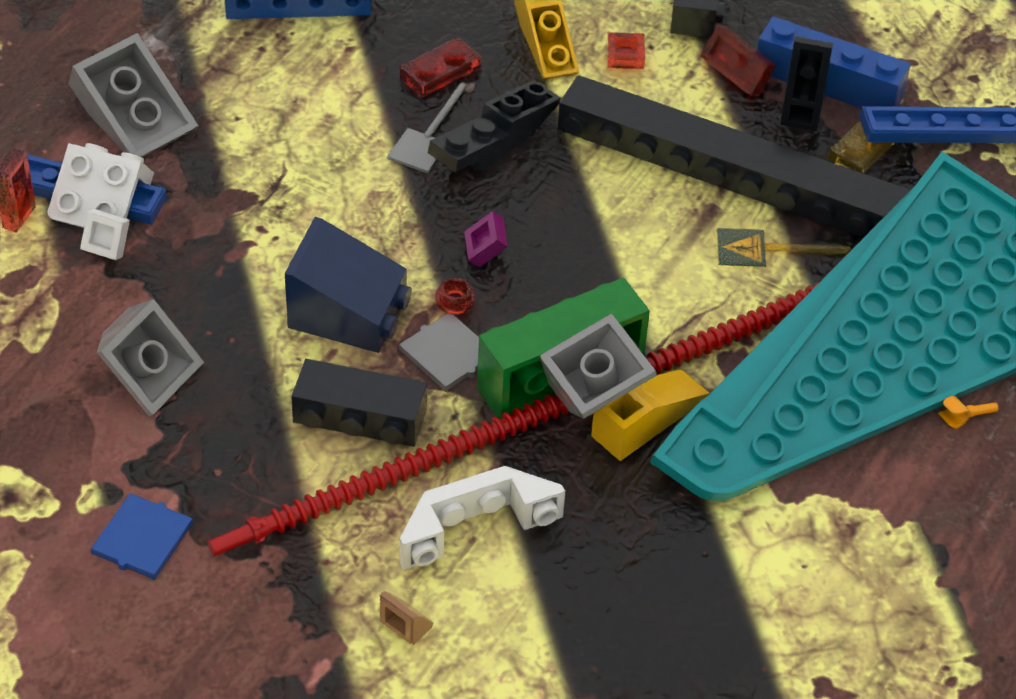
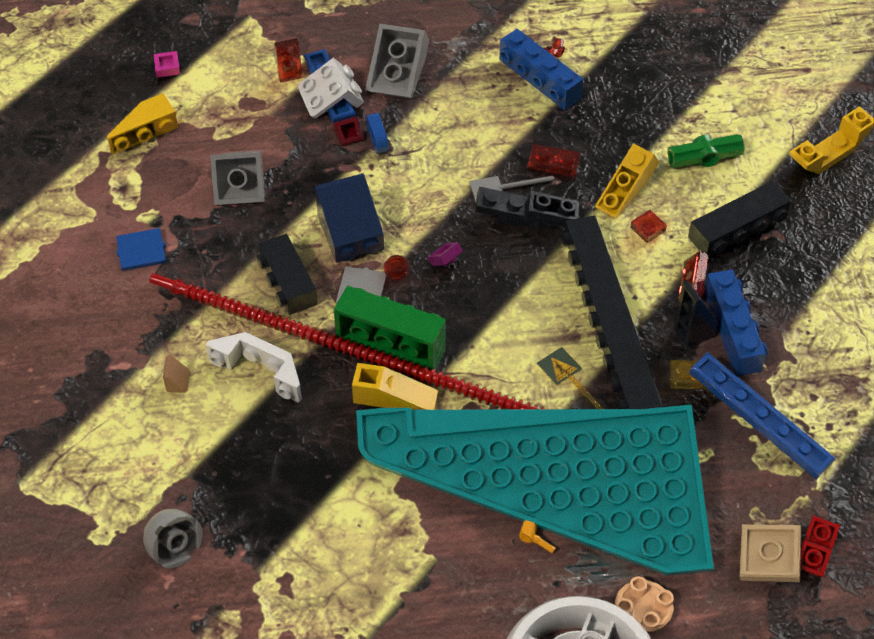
camera: 55 degrees right, 5 degrees up
(104, 234) = (301, 111): white plate -> none
(183, 214) = (348, 131): none -> dark red slope
(224, 187) = (377, 133): none -> blue beam
(595, 367) = (370, 344): light grey slope -> none

